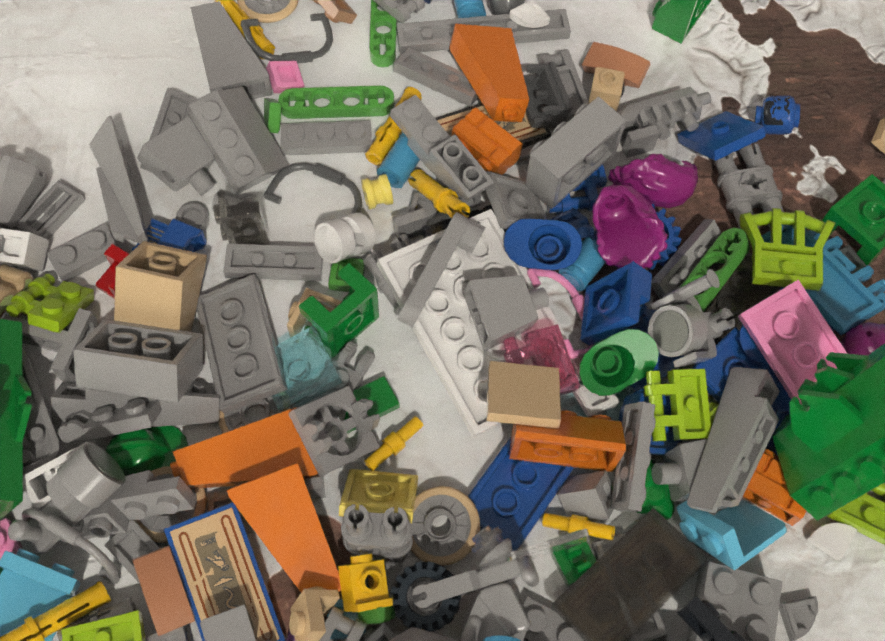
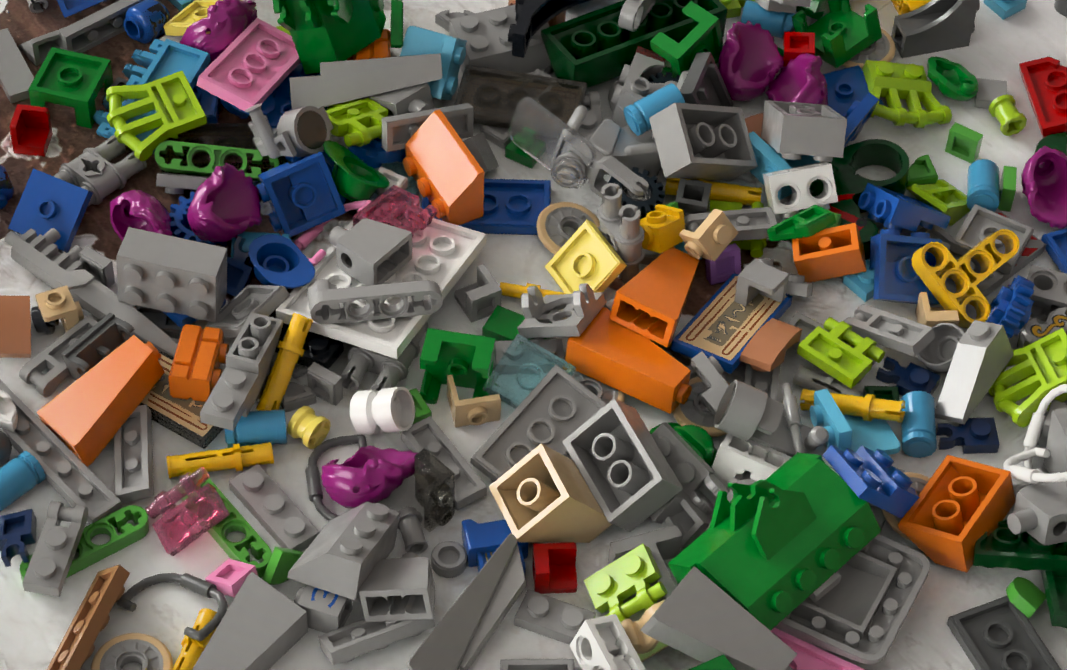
camera: 125 degrees left, 15 degrees down
(294, 198) = (367, 475): none -> magenta piece
(357, 71) = (190, 518): none -> clear pink plate
(420, 396) = (481, 297): none -> light grey panel
(523, 394) = (440, 193): tan tile -> none
(577, 523) = (500, 150): yellow bar -> none
(803, 528) = (396, 24): none -> green tile
(829, 168) = (31, 130): none -> red panel

